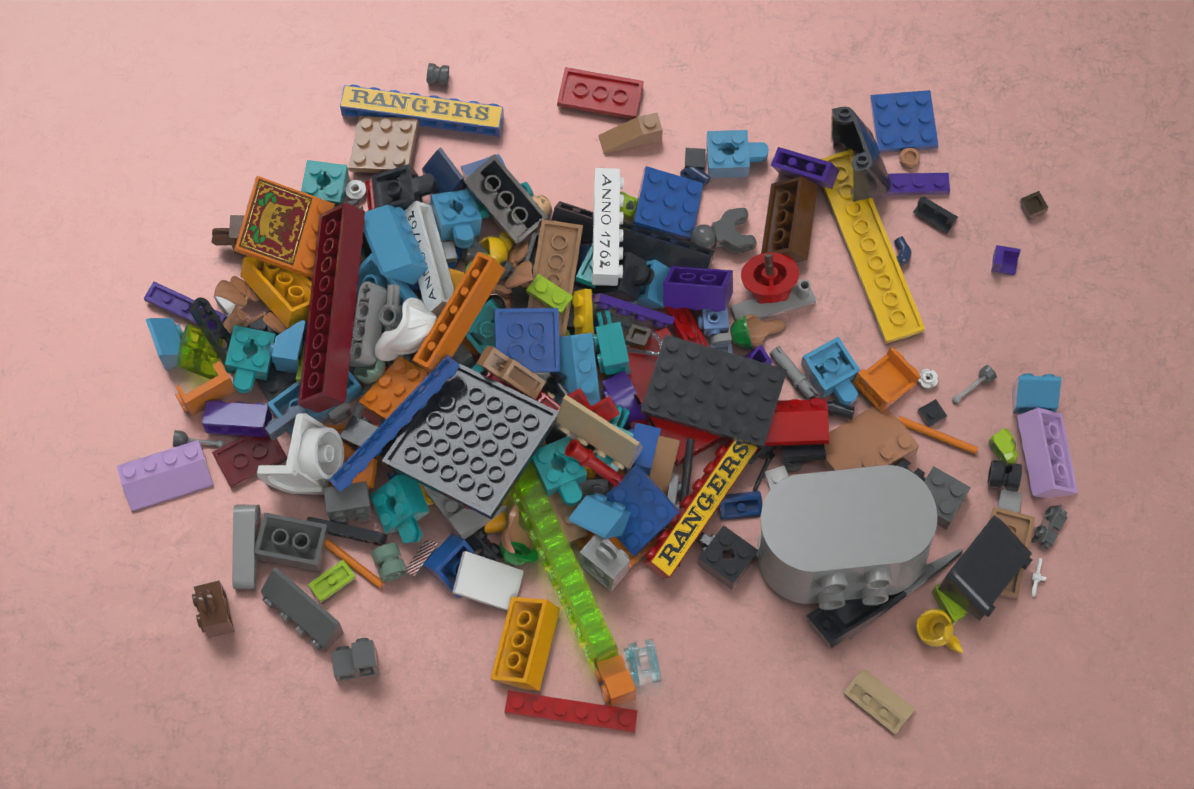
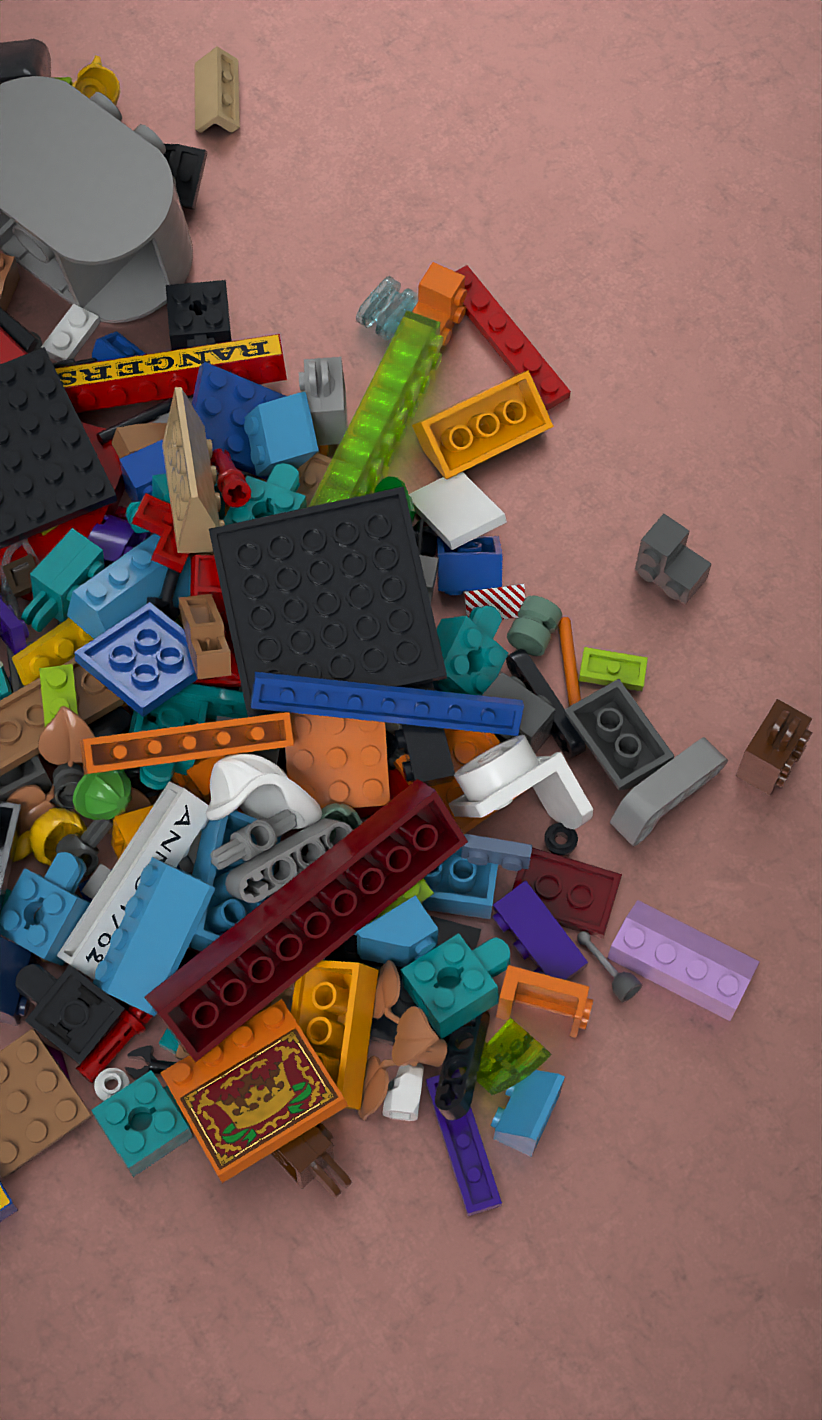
camera: 135 degrees left, 5 degrees down
(301, 610) = (677, 663): dark grey slope -> none

